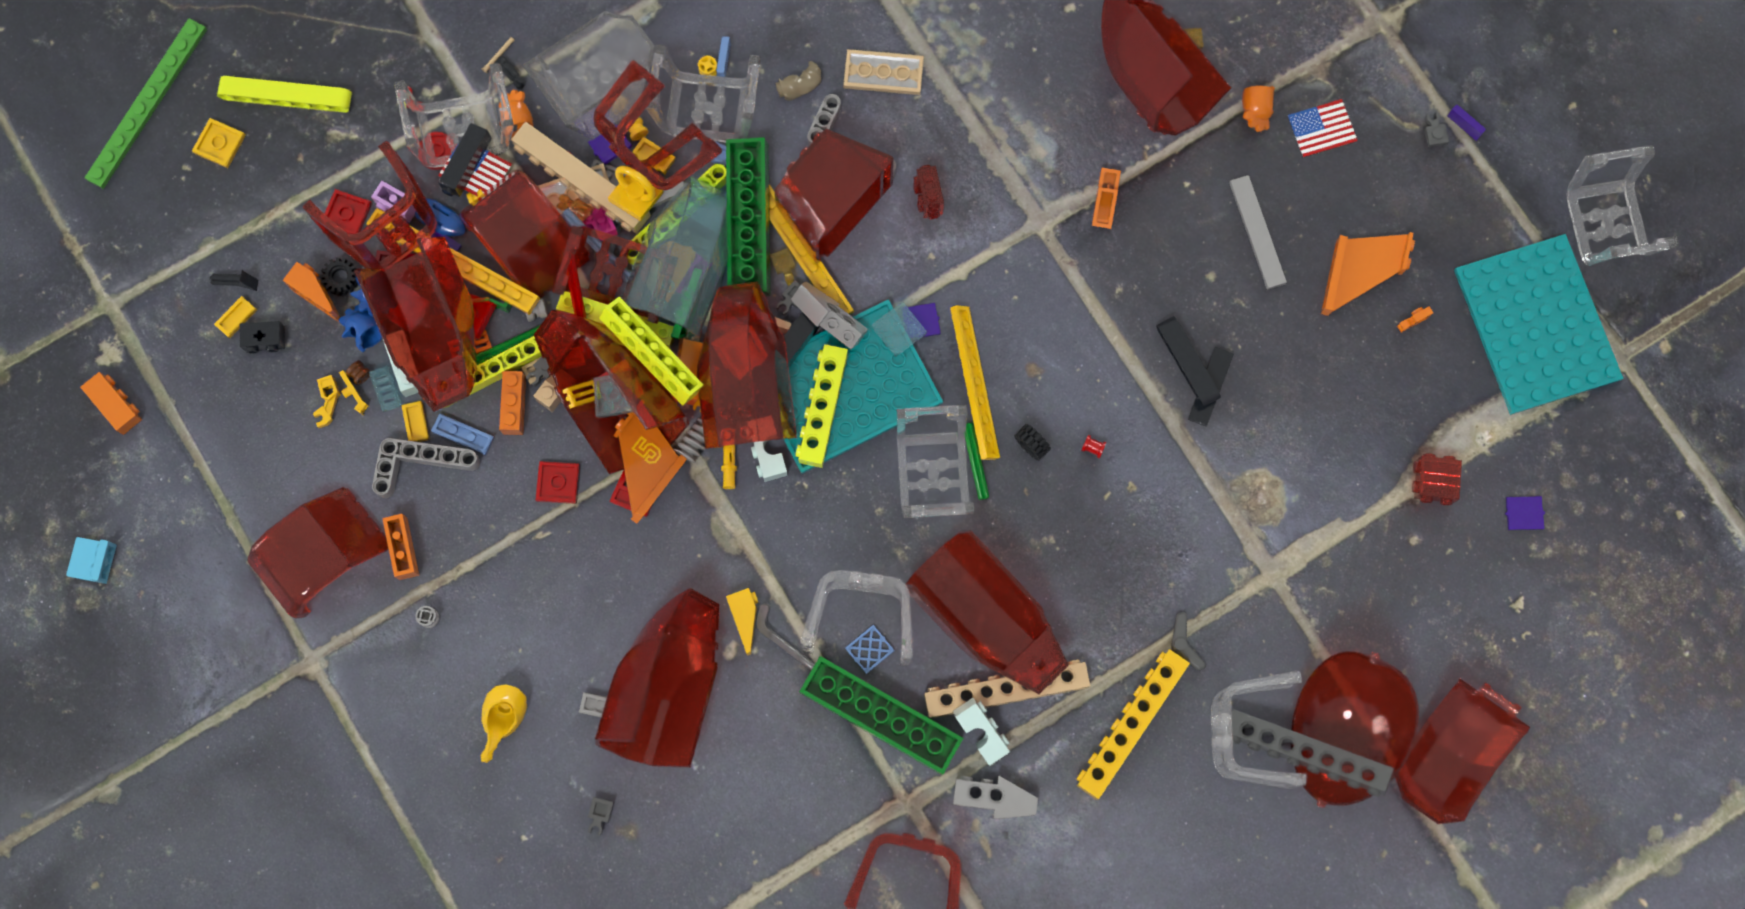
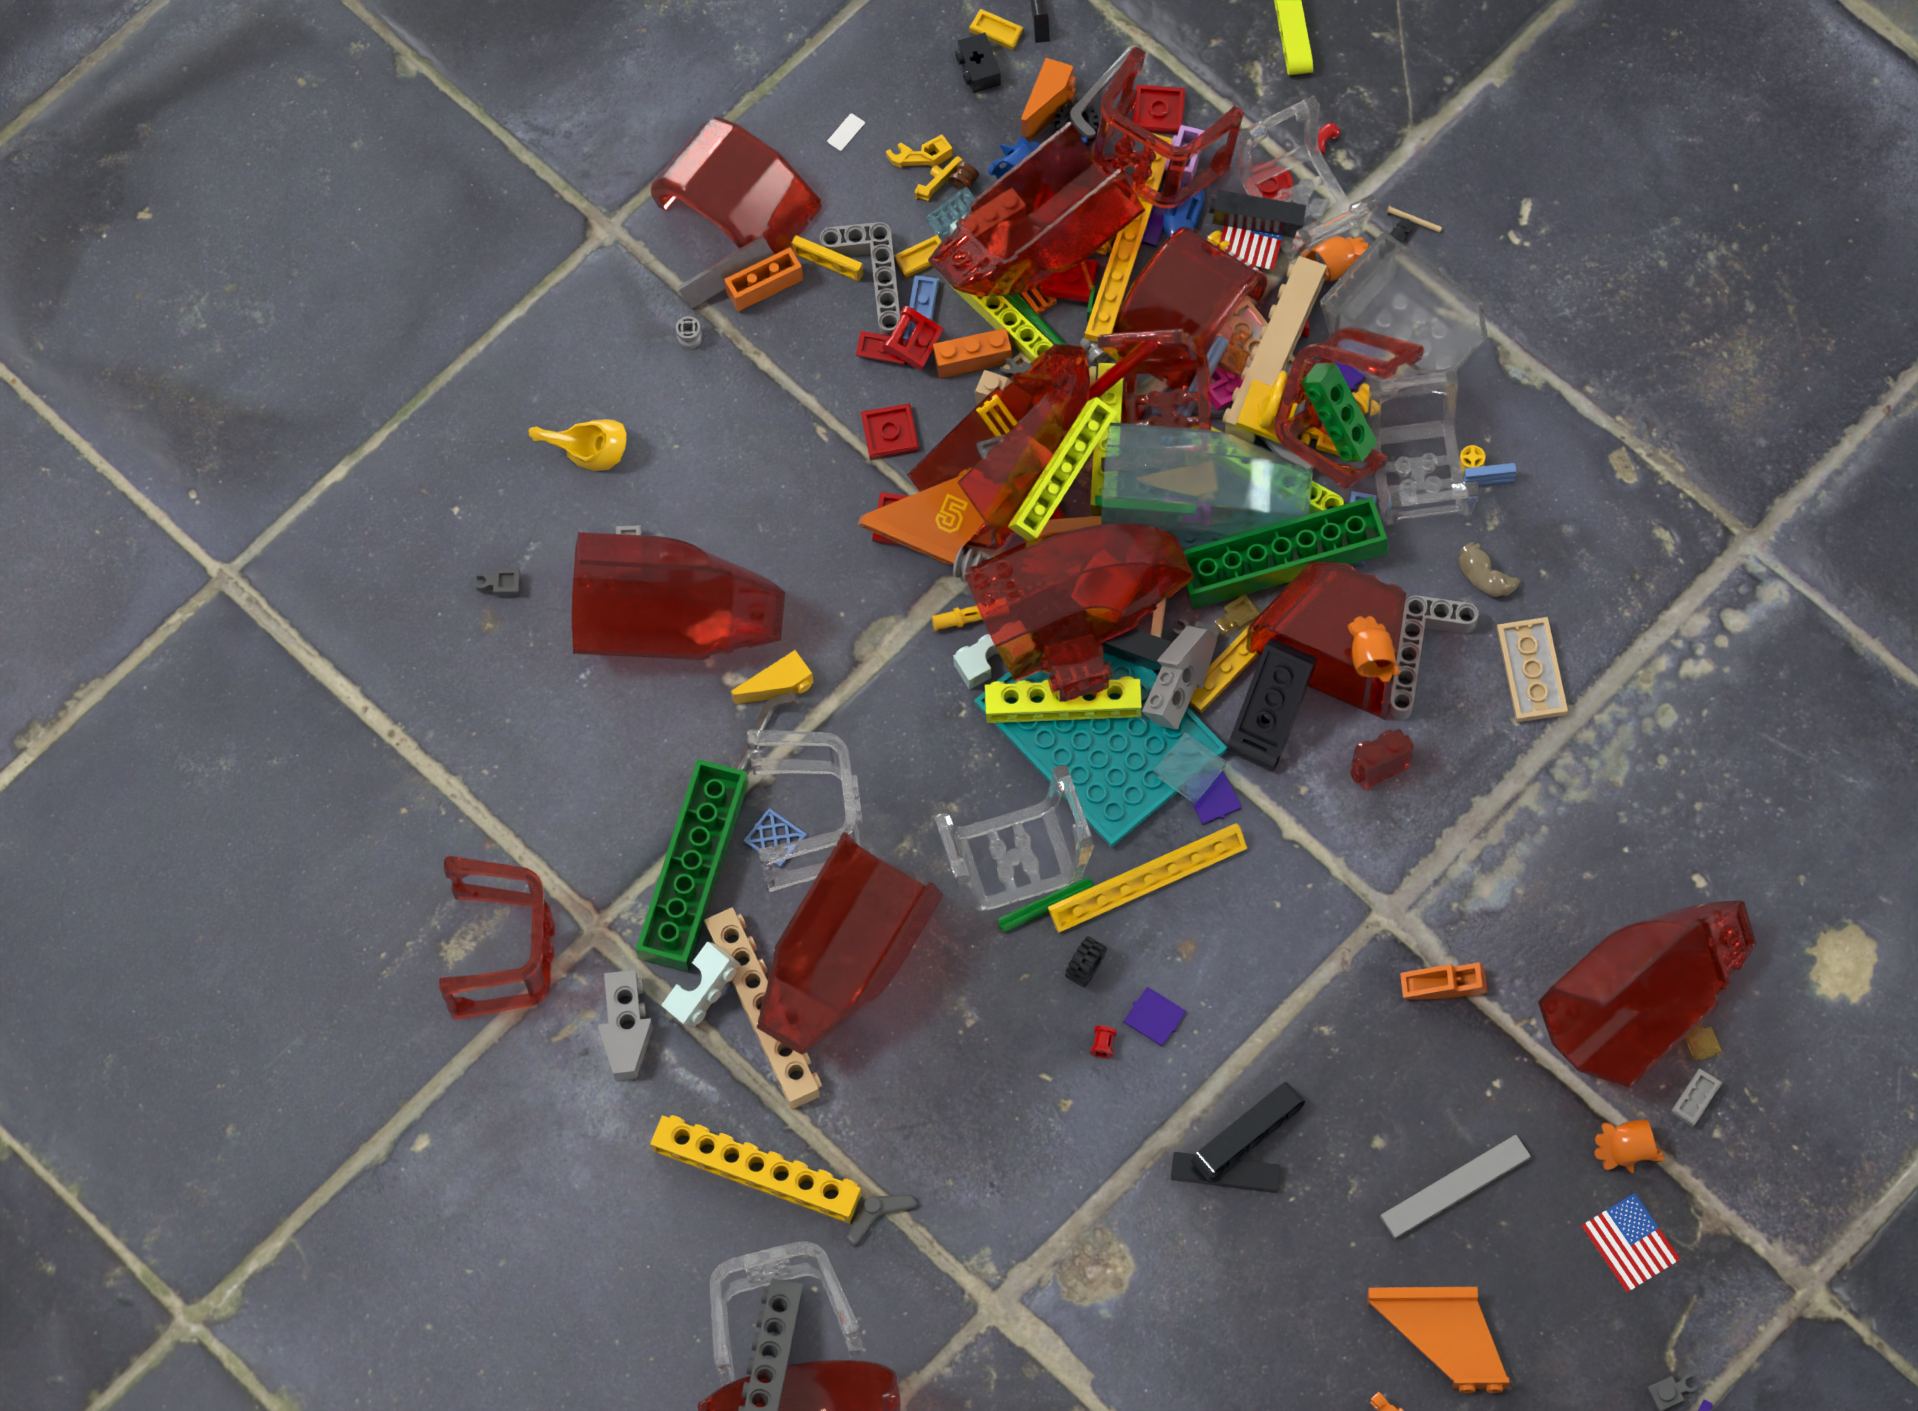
camera: 80 degrees right, 10 degrees down
(287, 454) = (846, 132): none -> white sticker
(335, 273) = (1075, 114): none -> flat silver piece
(387, 583) = (712, 279): none -> flat silver tile
(396, 494) = (827, 258): none -> yellow tile
(486, 470) = (871, 348): none -> red plate
(493, 439) = (920, 341): none -> red plate
(659, 139) = (1339, 412): none -> green brick
(808, 386) = (1076, 667): none -> clear red brick
(869, 161) = (1372, 644): none -> orange piece
(871, 254) = (1275, 692): none -> black hinge
(1080, 406) = (1154, 1016): none -> dark purple piece
(1231, 54) = (1696, 1097): none -> light grey plate

